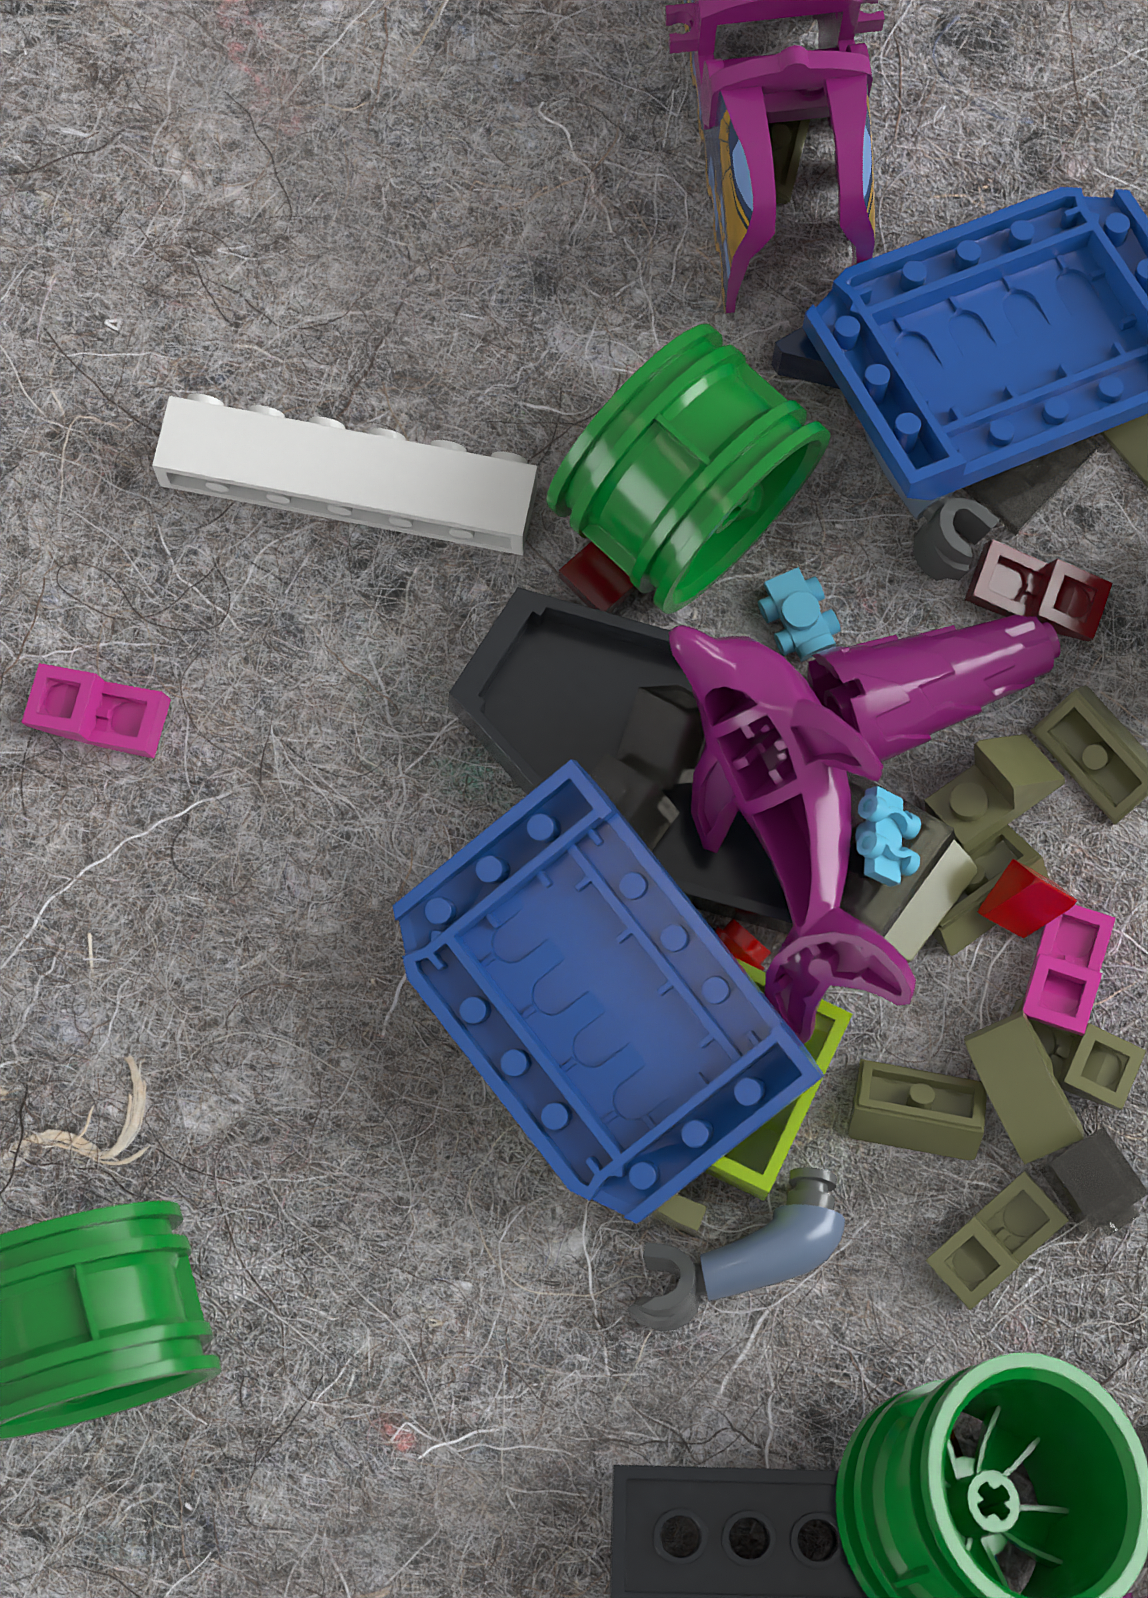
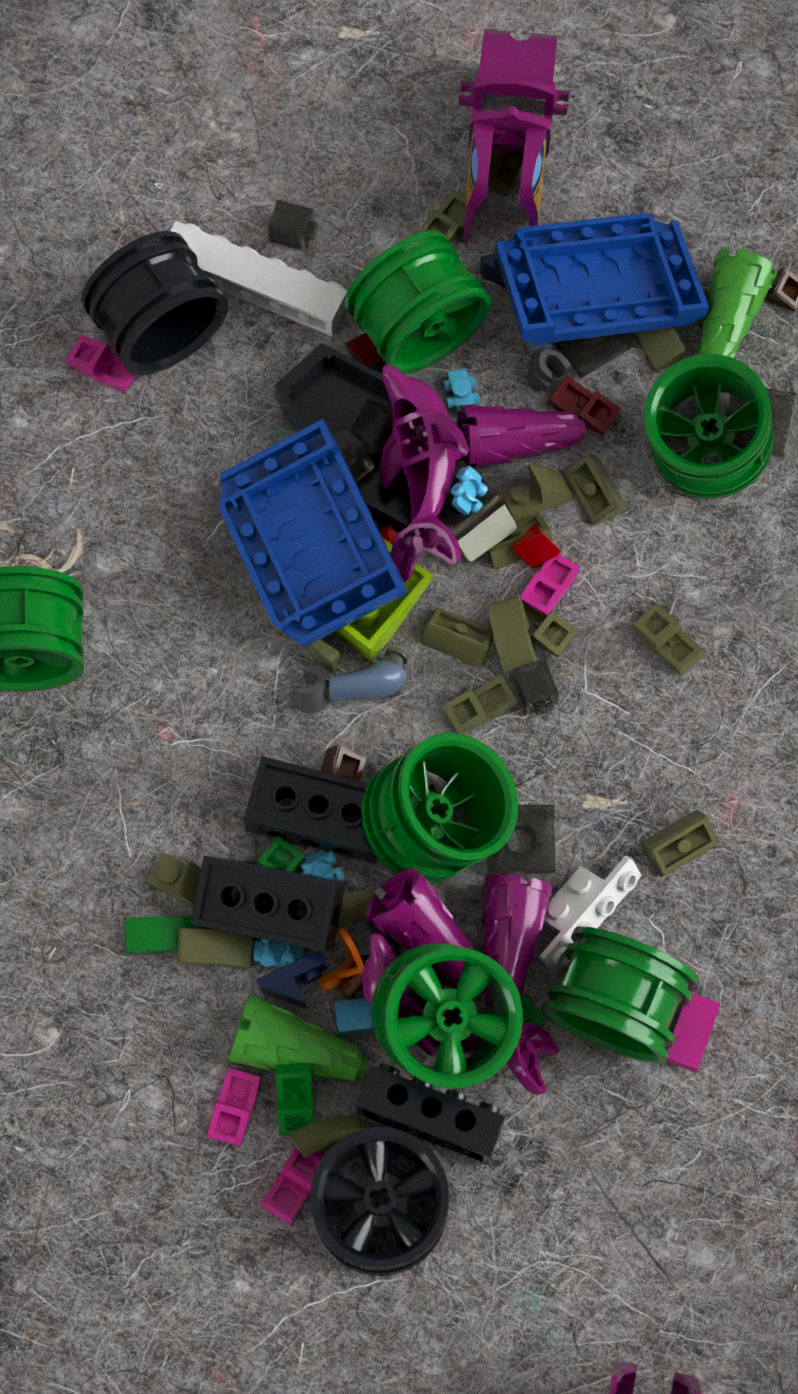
camera: 15 degrees right, 5 degrees down
(173, 580) = (154, 302): none -> black wheel
(395, 353) = (292, 225): none -> clear smoke brick
(683, 279) = (448, 218): none -> olive slope
(763, 1427) = (343, 762): none -> reddish brown slope

